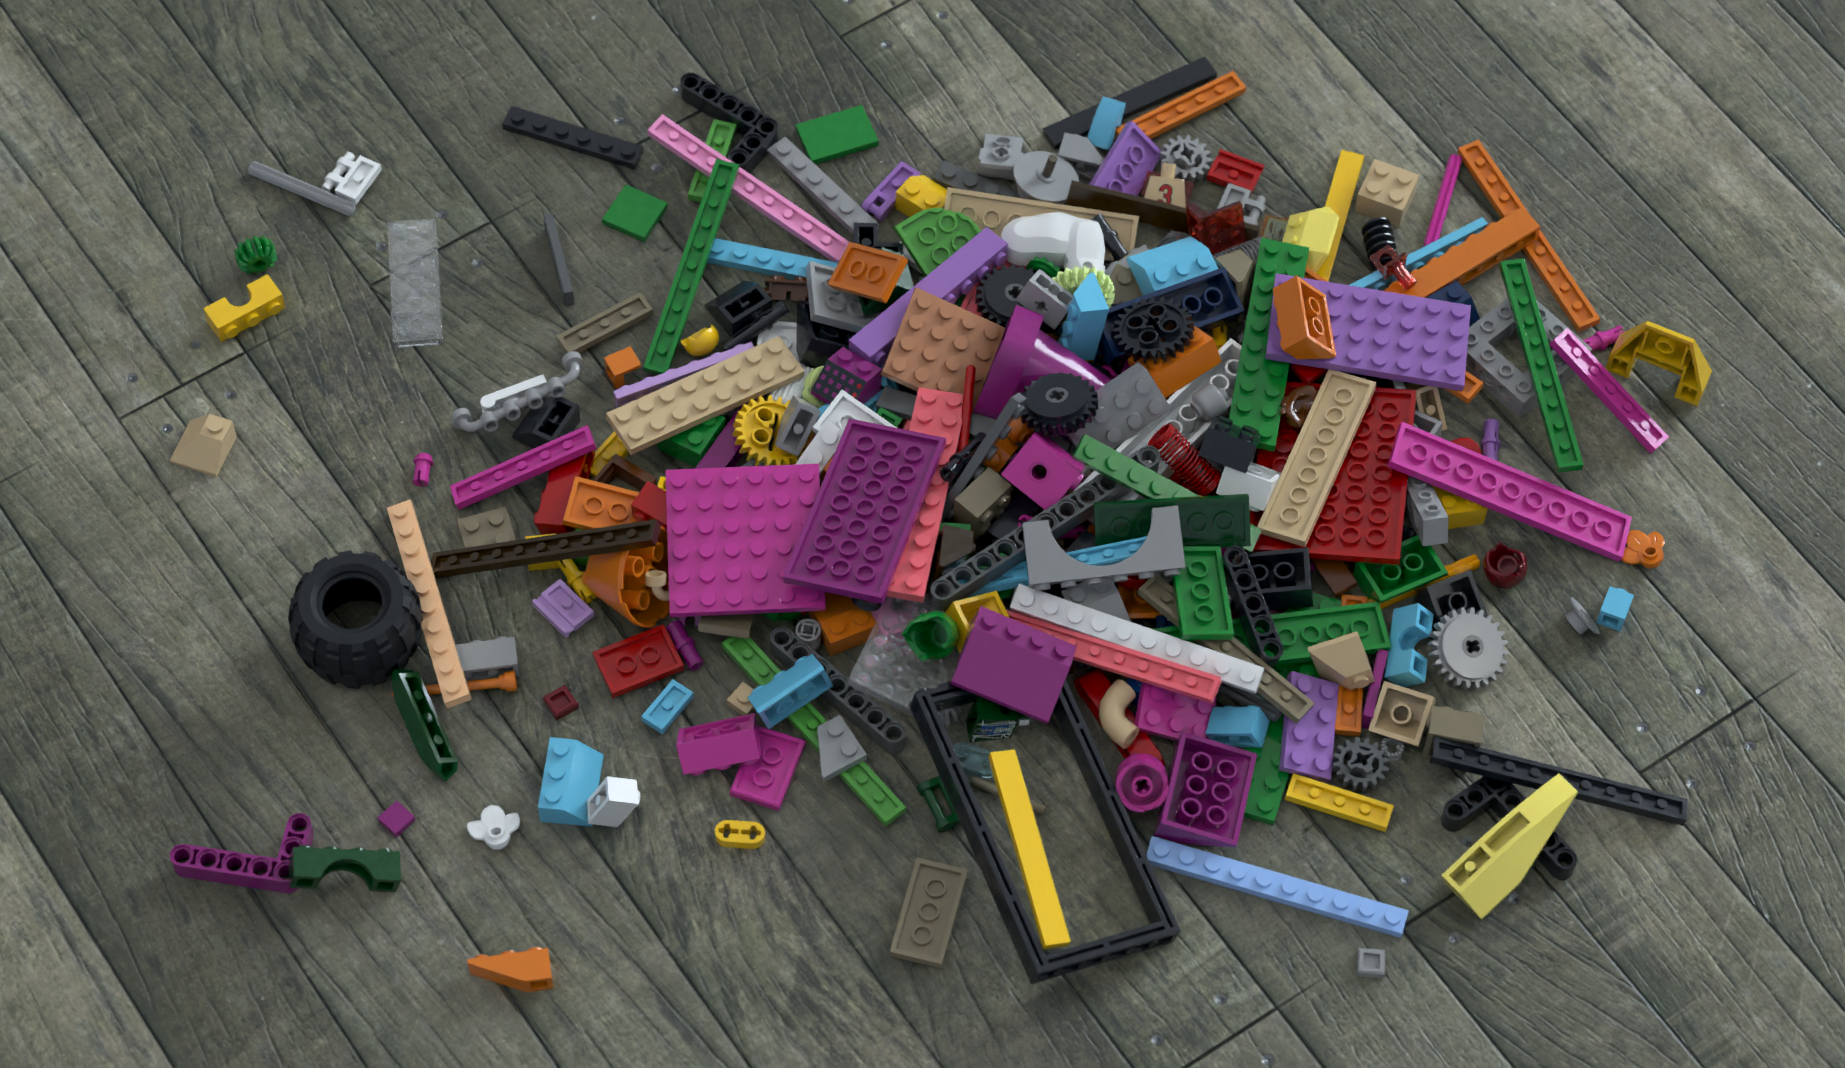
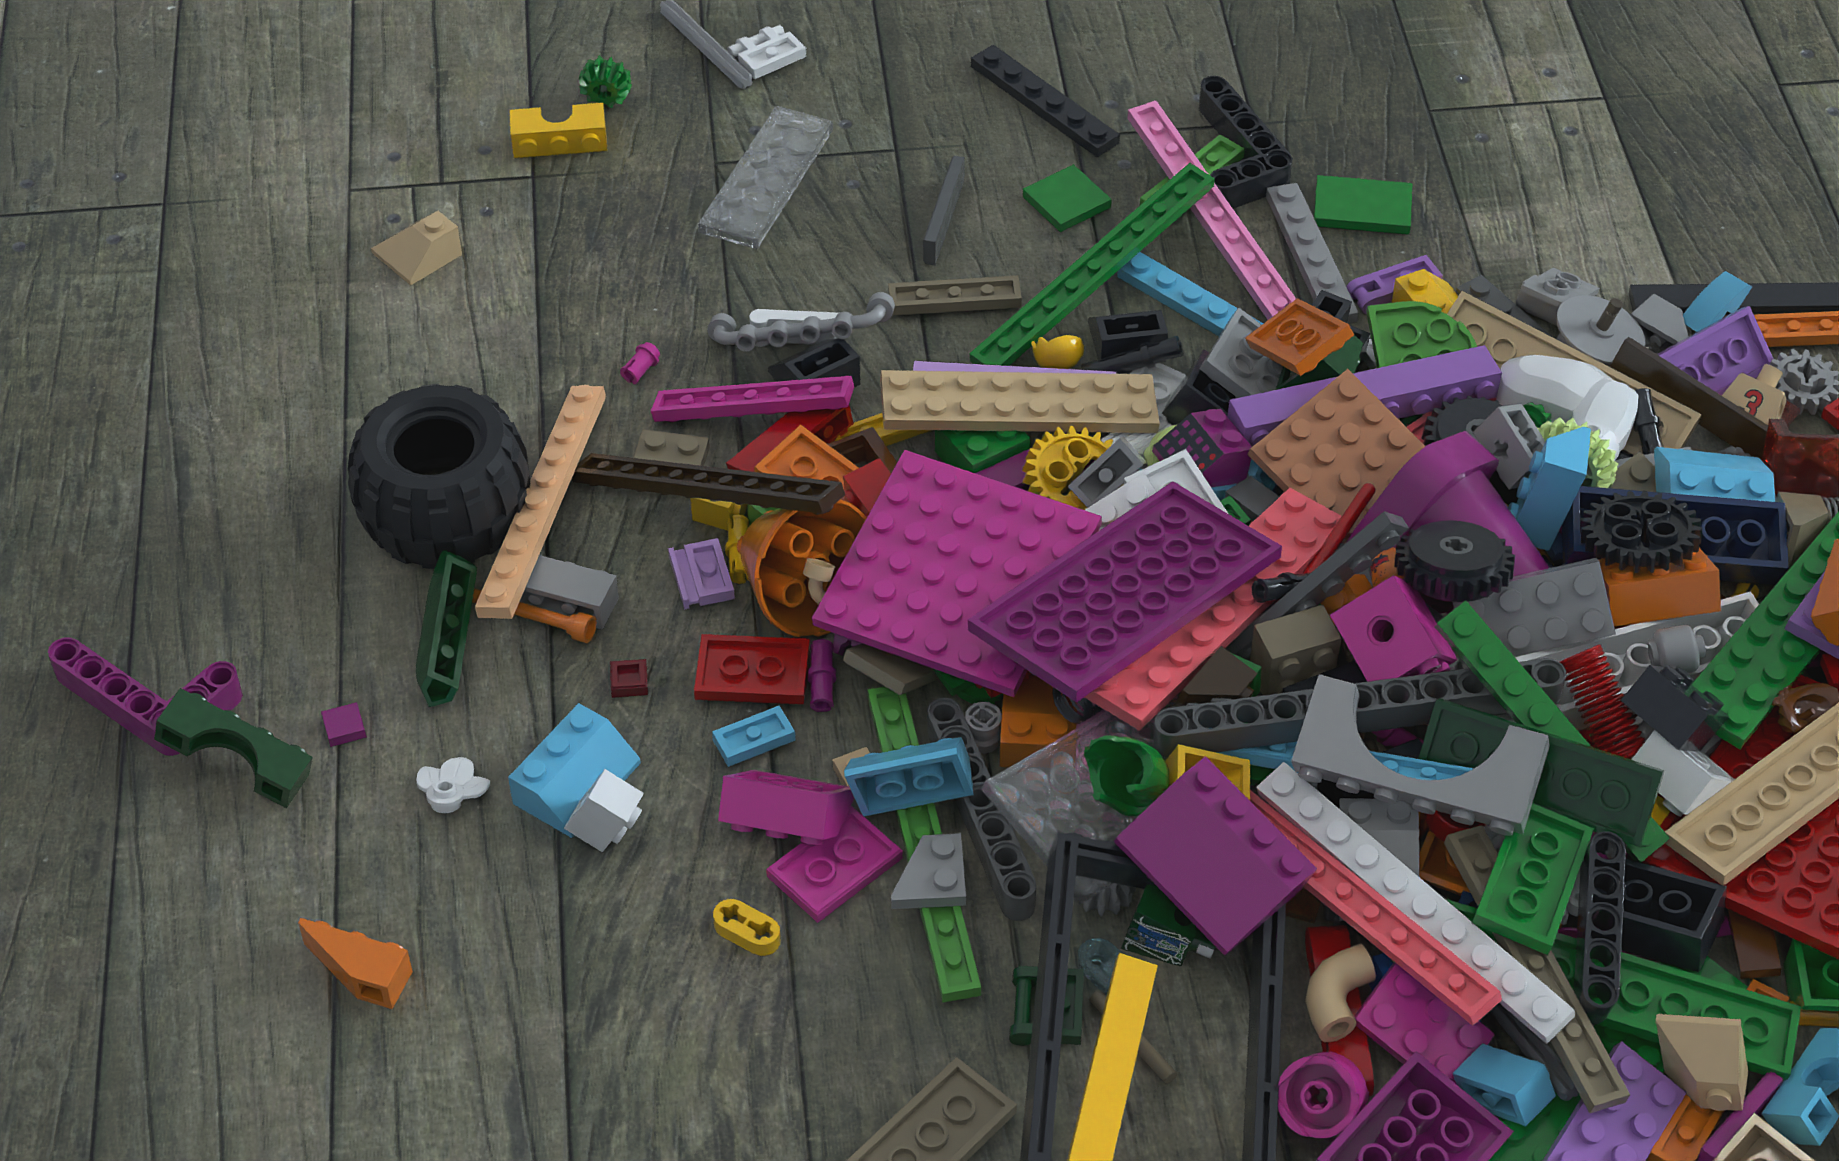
camera: 30 degrees right, 10 degrees down
(619, 364) = (944, 337): orange panel -> none
(779, 286) = (1193, 331): reddish brown hinge -> none

